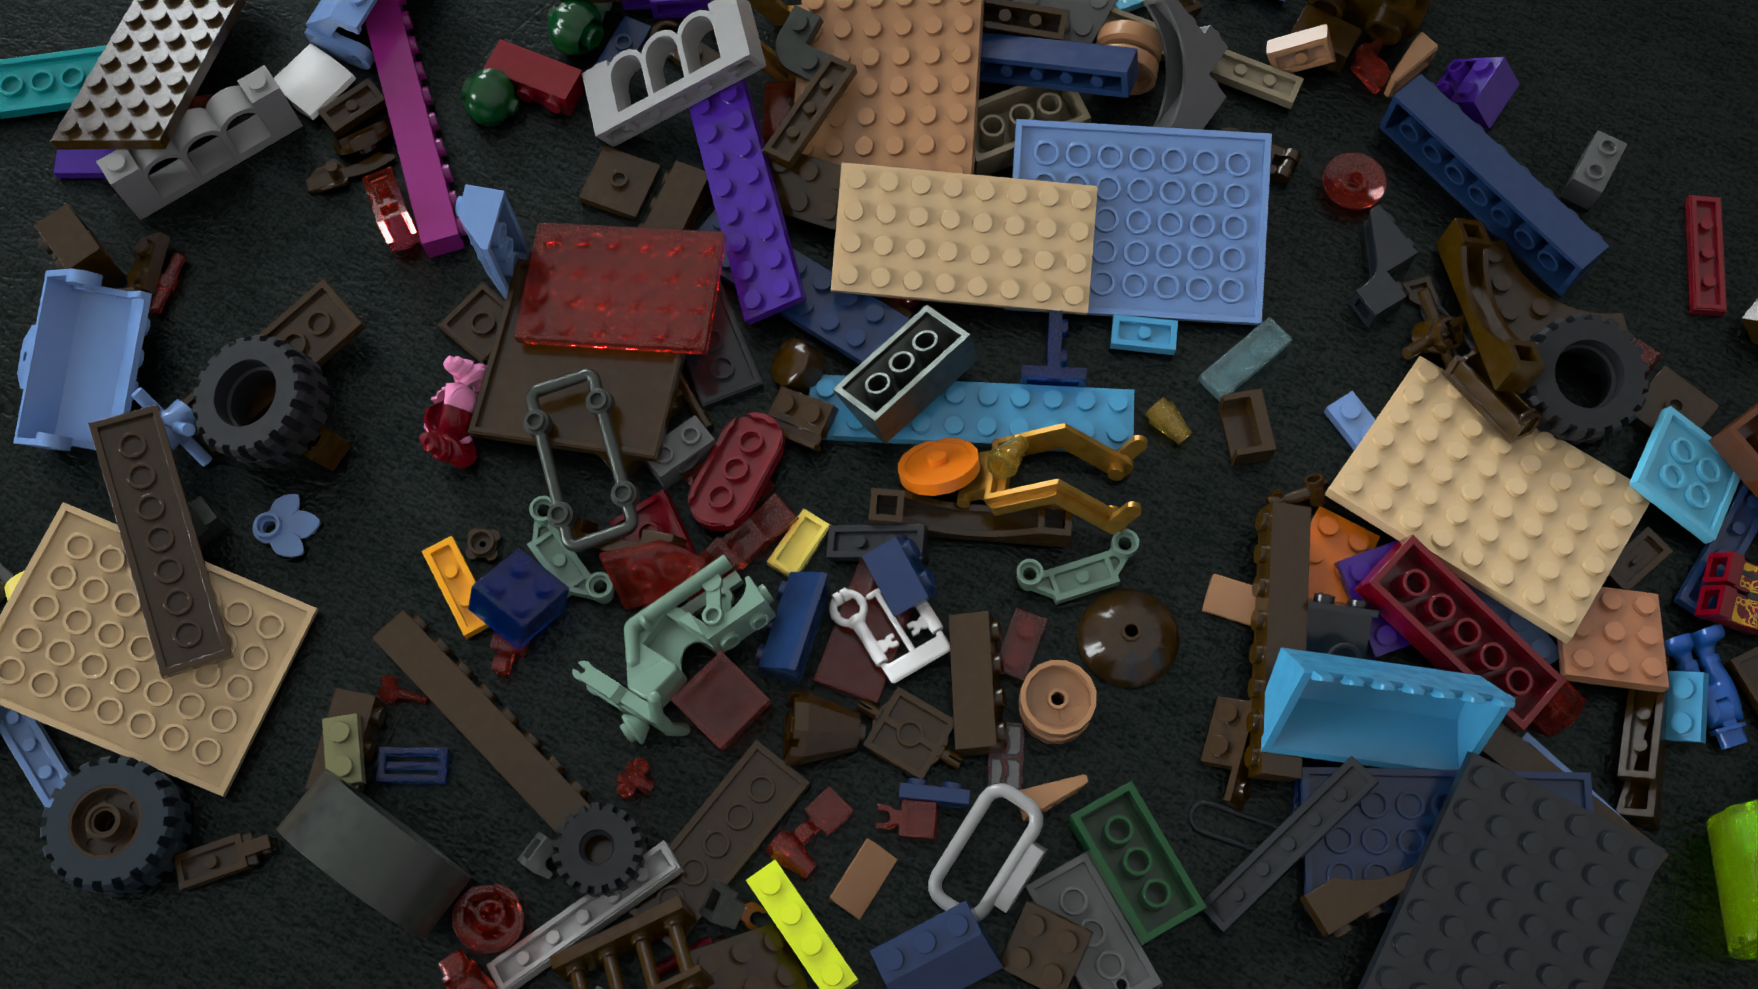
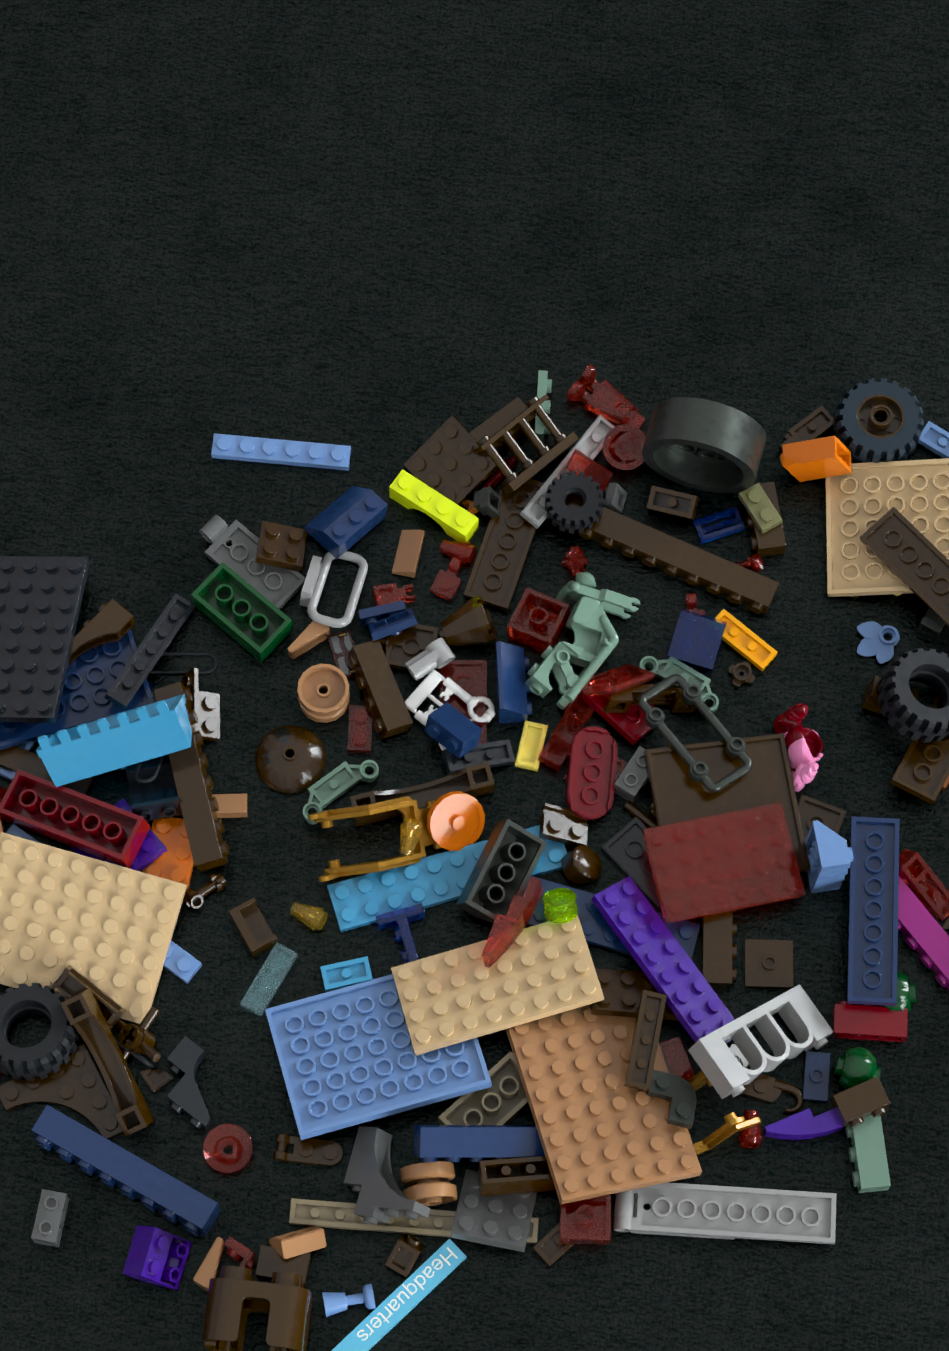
camera: 155 degrees right, 0 degrees up
(230, 793) = (816, 458): none -> orange brick
(460, 810) = (672, 502): none -> dark brown brick
(474, 155) = (873, 911): none -> dark blue plate
(557, 903) = (581, 463): none -> clear red tile
(848, 299) = (560, 905): none -> clear neon green wheel
(884, 696) = (435, 656): none -> light grey piece
(927, 289) = (509, 926): none -> clear red slope
(927, 762) = (392, 625): none -> dark blue plate

